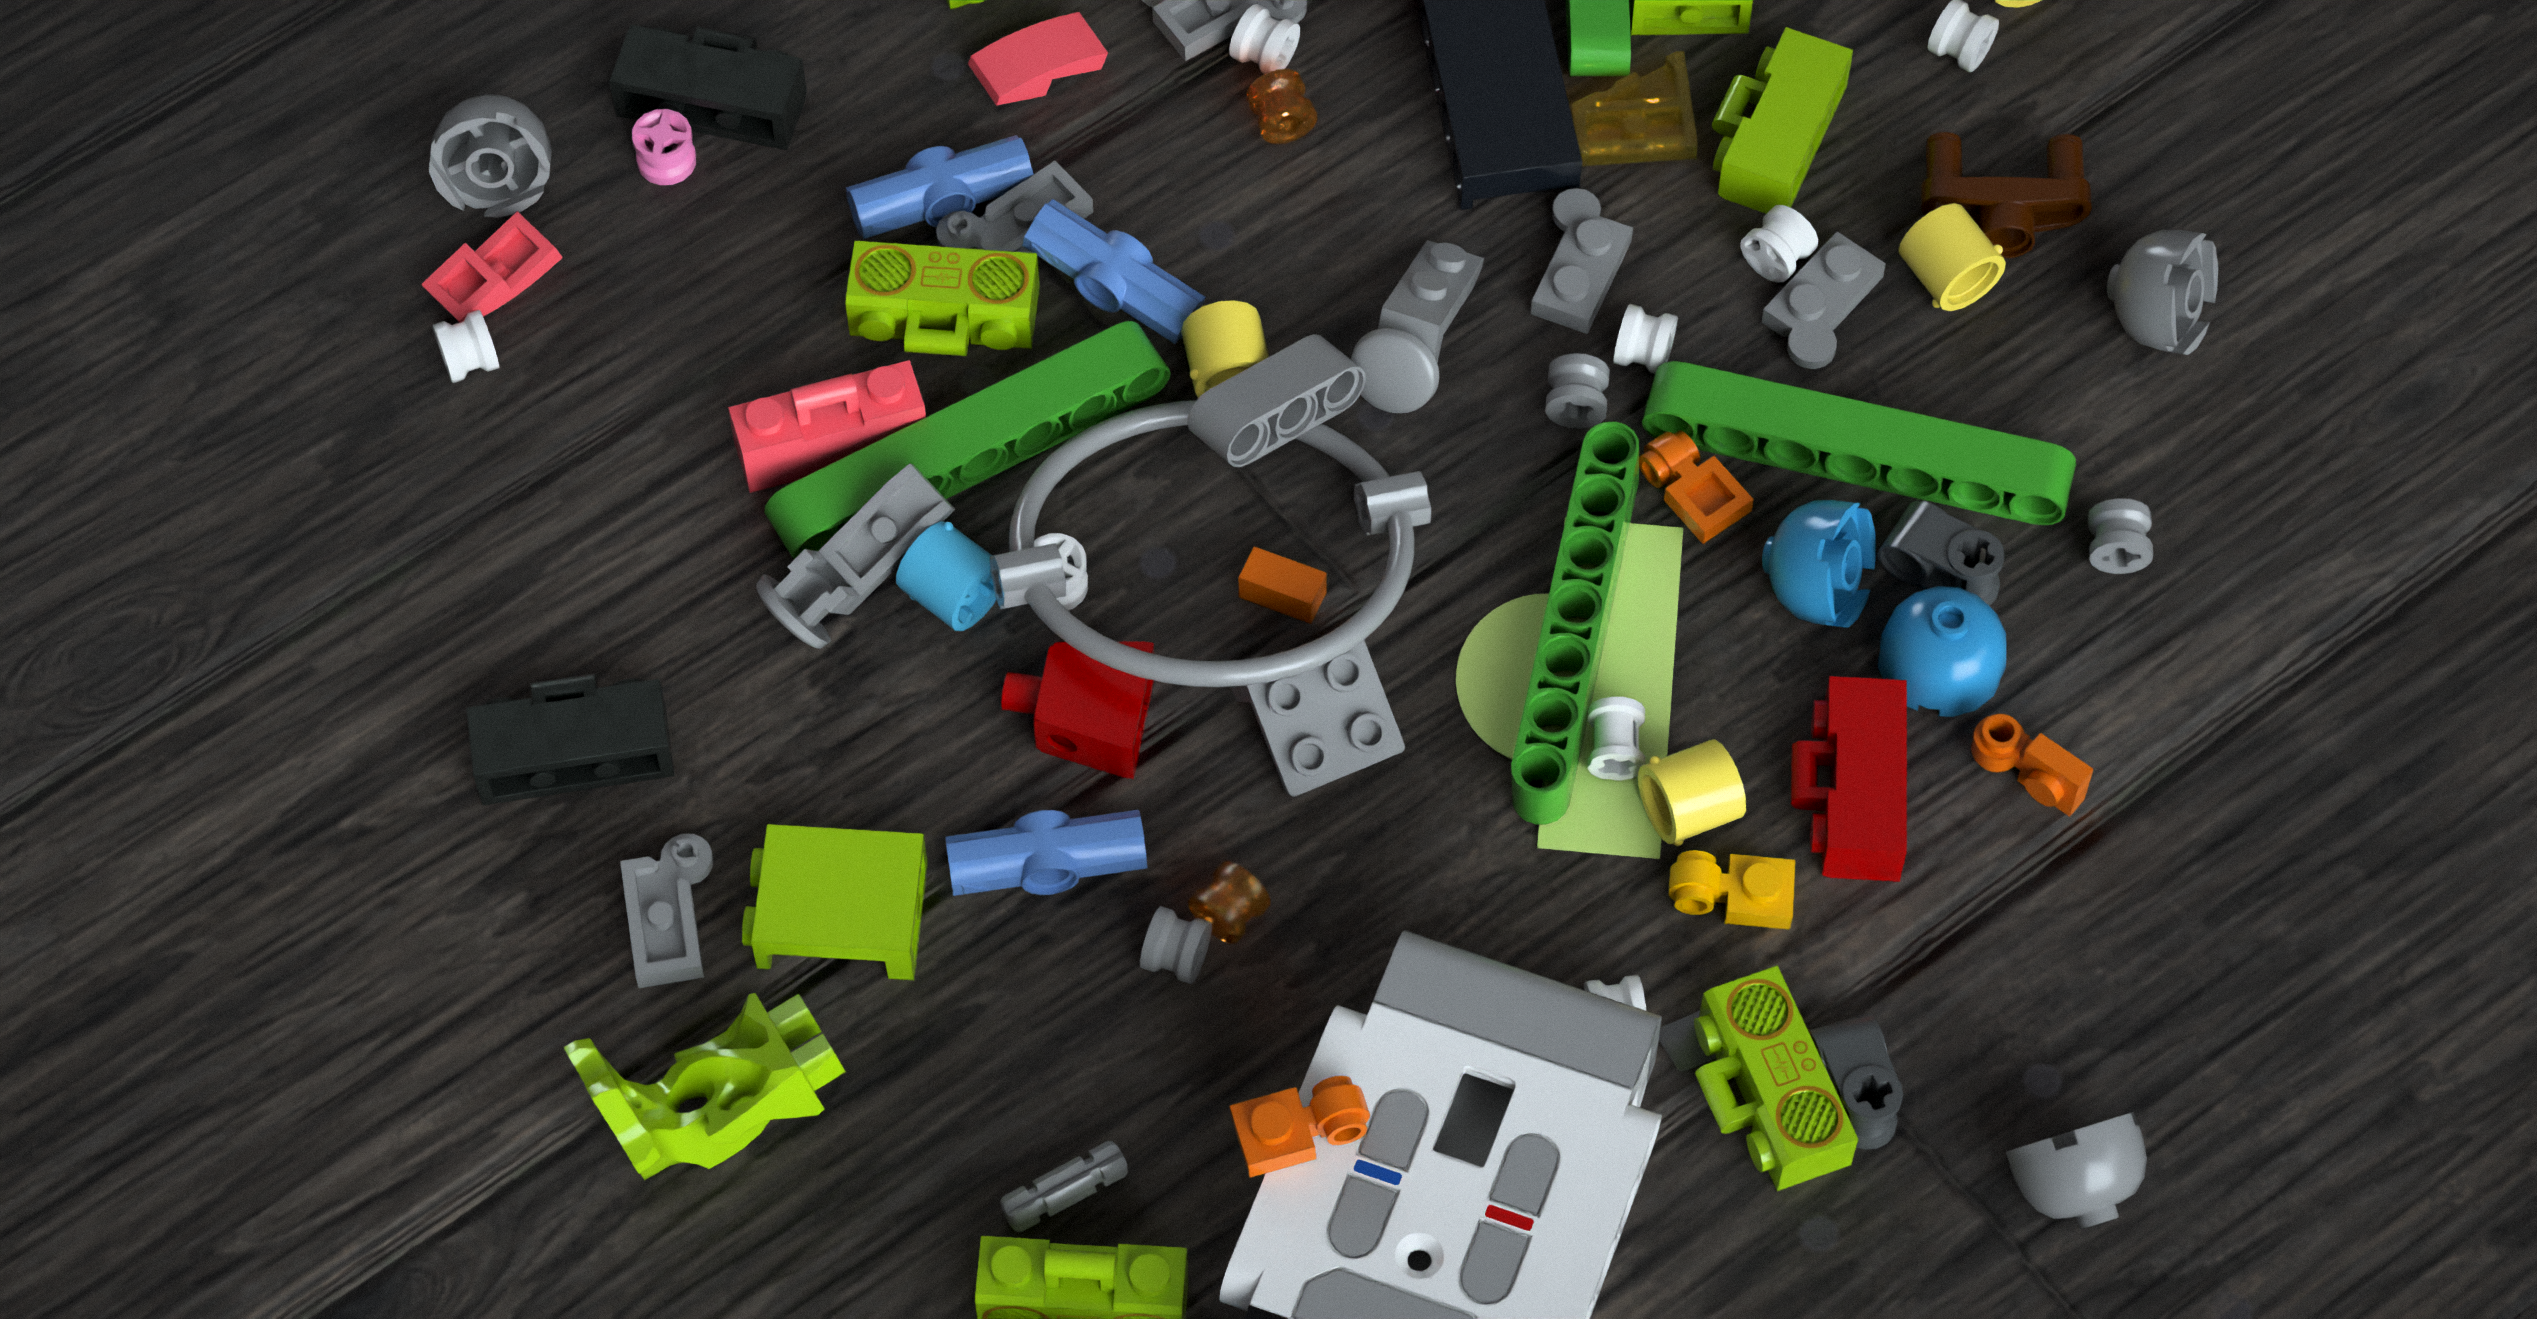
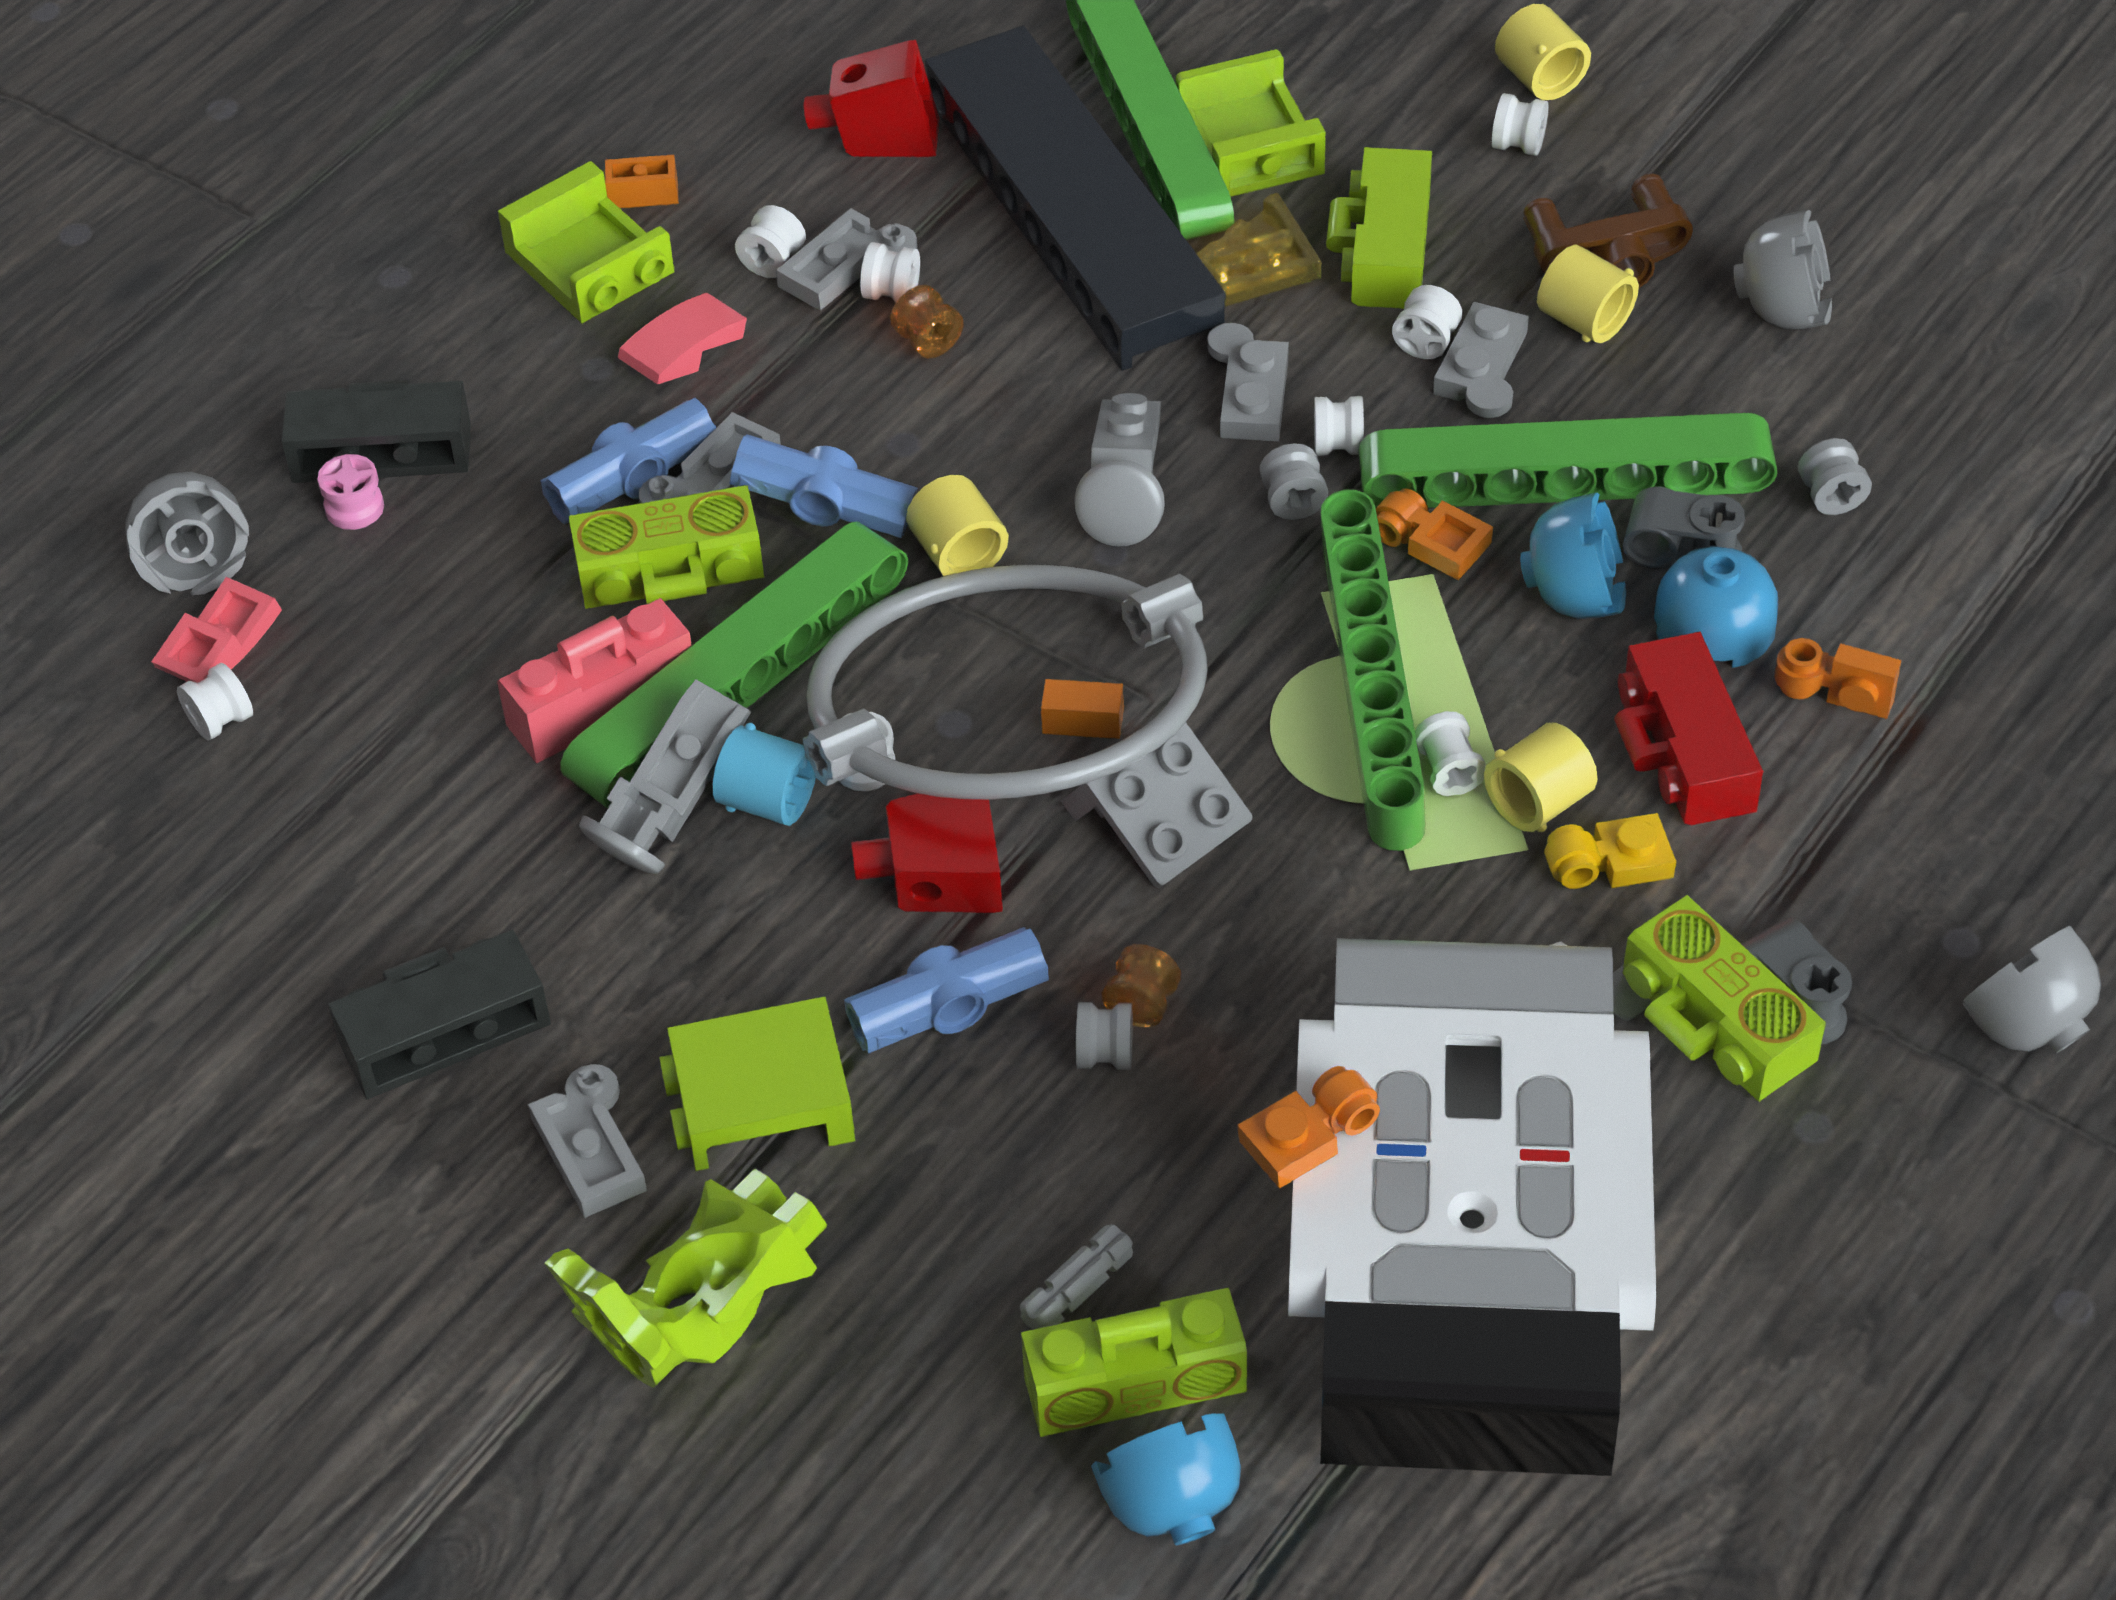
camera: 15 degrees left, 10 degrees down
(1276, 400) = (1020, 550): light grey beam -> none

